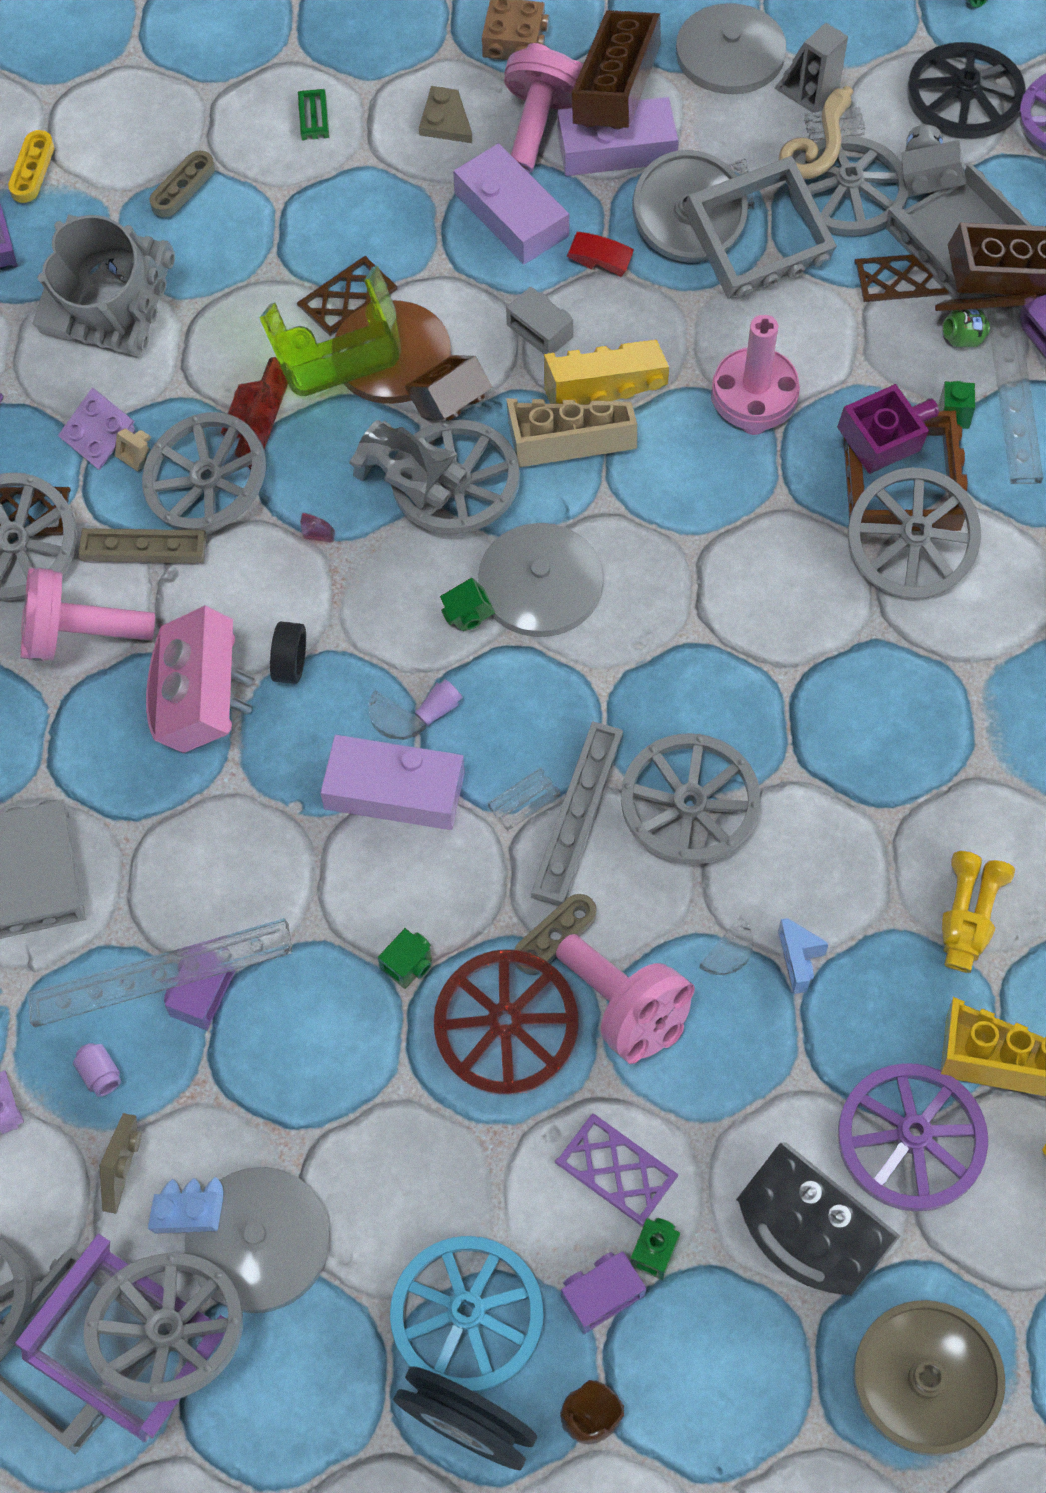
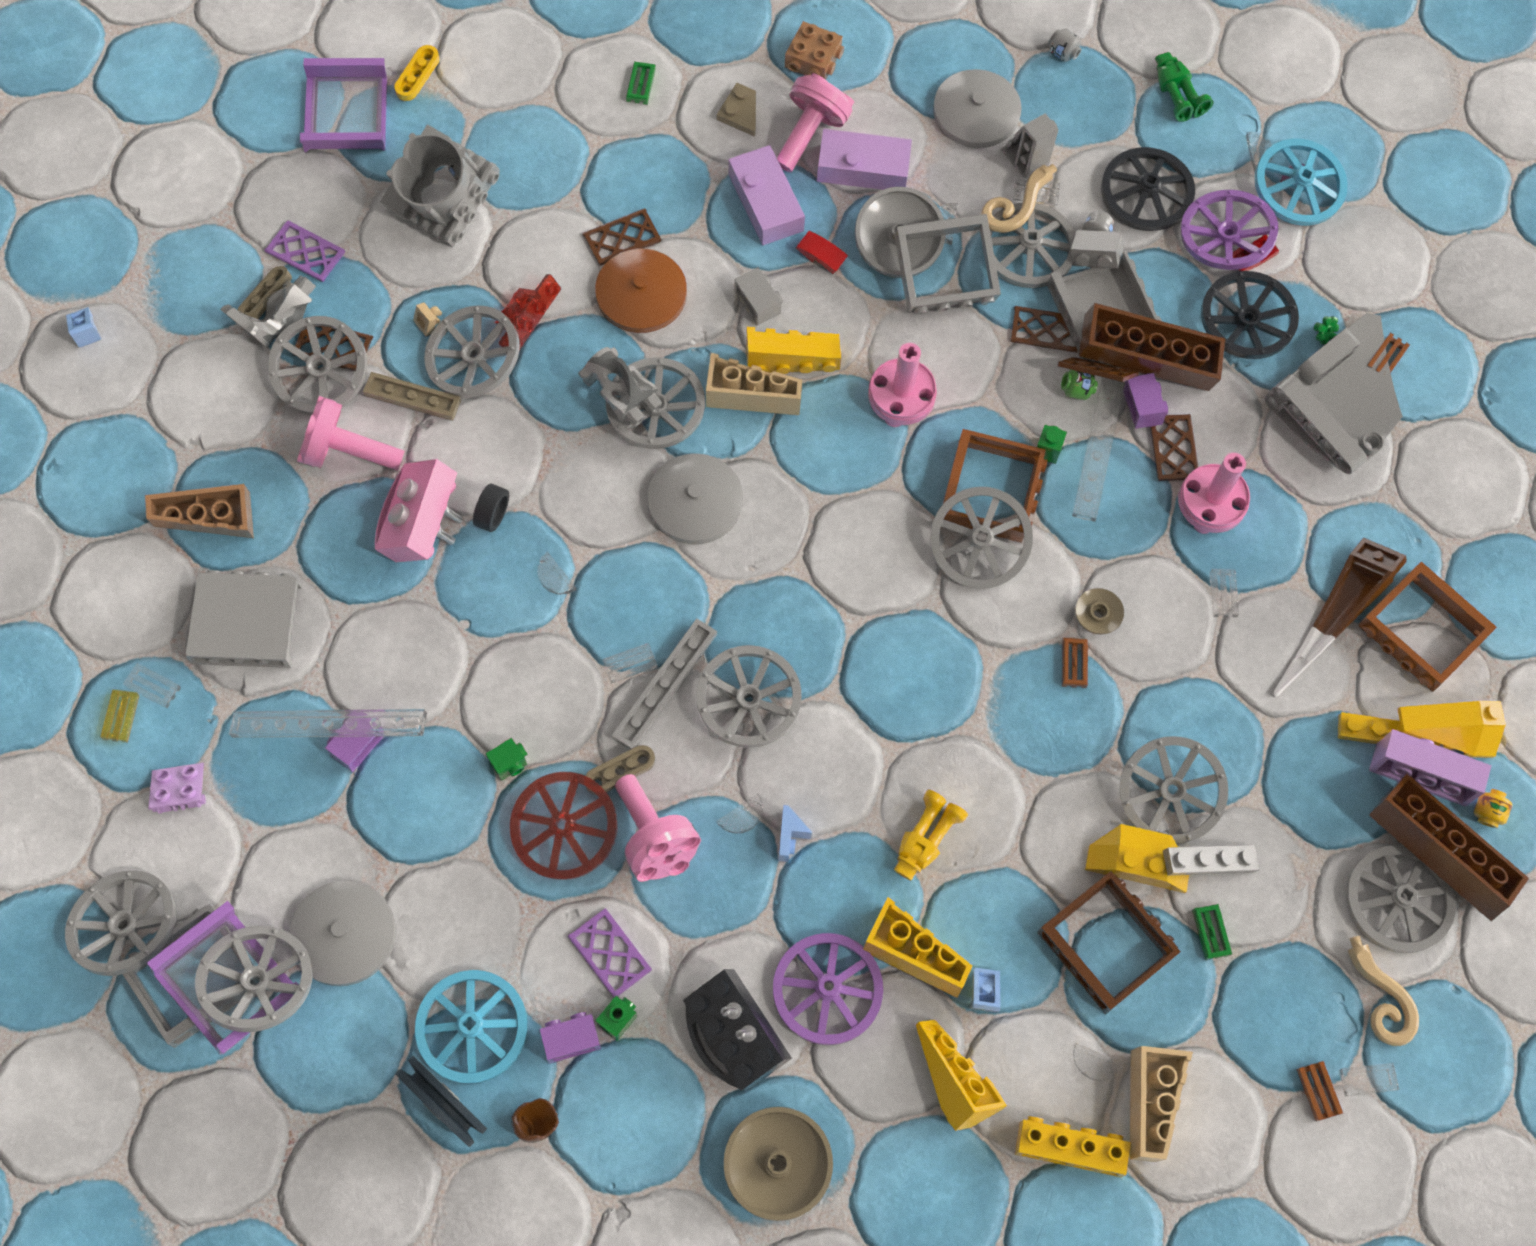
camera: 10 degrees right, 5 degrees up
(95, 427) = (403, 295): lavender hinge -> none
(97, 1069) = (265, 780): lavender brick -> none
(117, 1161) = (260, 850): dark tan wing -> none
(170, 196) = (530, 108): dark tan plate -> none
(187, 1210) = (299, 899): light blue plate -> none
(316, 528) = (542, 416): clear pink tile -> none
(324, 365) = (604, 288): clear neon green windscreen -> none
(393, 782) = (538, 625): lavender brick -> none
(439, 701) = (591, 573): lavender cone -> none
(449, 387) = (671, 332): brick -> none
(466, 605) = (633, 505): green brick -> none
(616, 69) = (877, 107): reddish brown brick -> none
(885, 427) = (985, 451): magenta brick -> none

